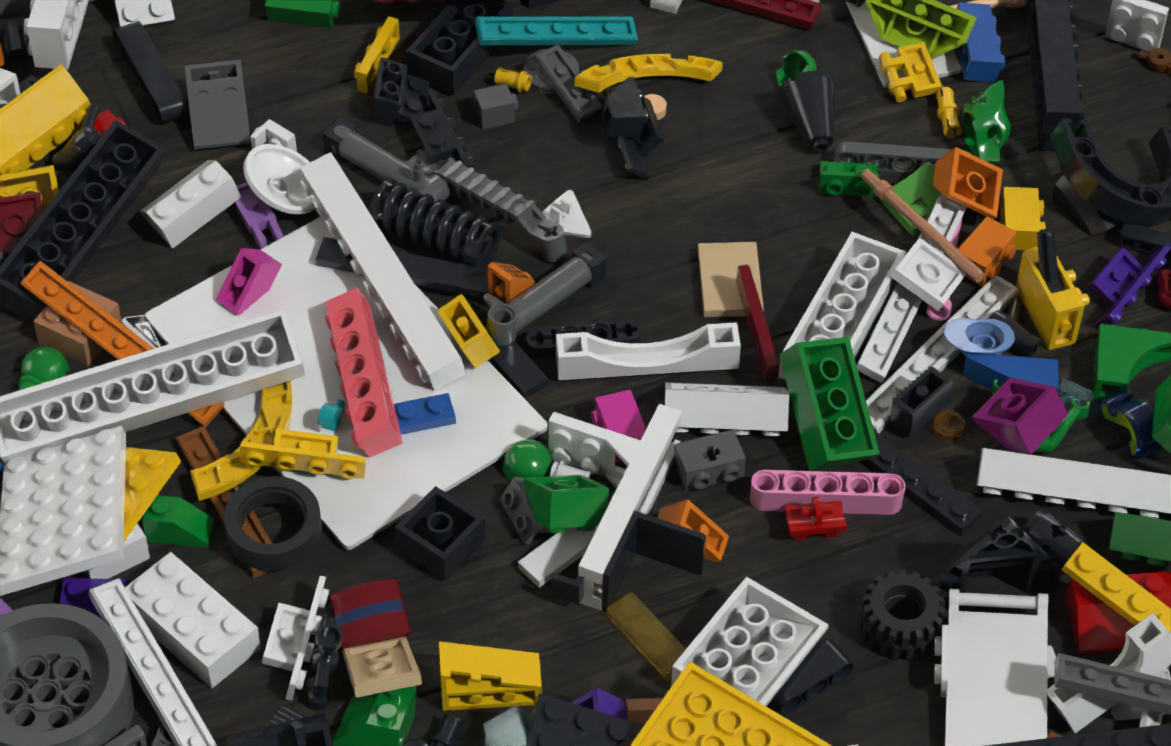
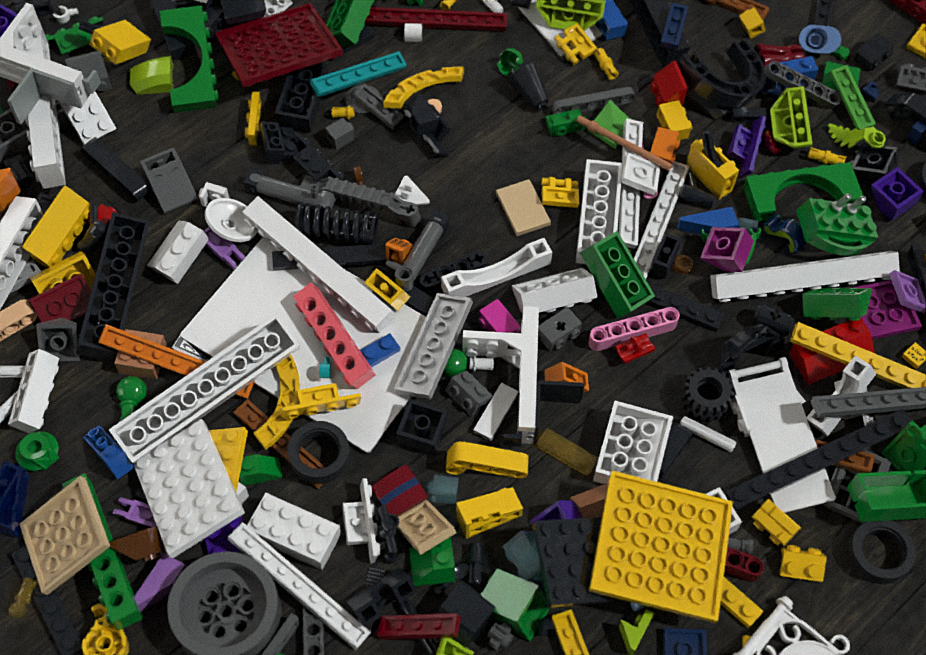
camera: 20 degrees left, 10 degrees up
(248, 279) = (237, 294): dark pink slope -> none
(436, 625) = (443, 489): none -> clear light blue brick
(497, 168) = (358, 175): none -> reddish brown piece
(504, 426) = (433, 346): none -> light grey plate
(518, 606) = (486, 459): none -> yellow beam
(567, 502) = (491, 383): green slope -> none
(757, 323) = (552, 232): dark red tile -> none
(794, 272) = (558, 195): none -> yellow plate
(881, 674) = (708, 434): none -> white axle
(969, 181) = (639, 107): orange slope -> none
(979, 335) = (683, 204): medium blue piece -> none
(986, 123) = (633, 67): green piece -> none
(1031, 162) = (669, 85): none -> red slope
(1067, 76) = (674, 26): none -> dark blue plate

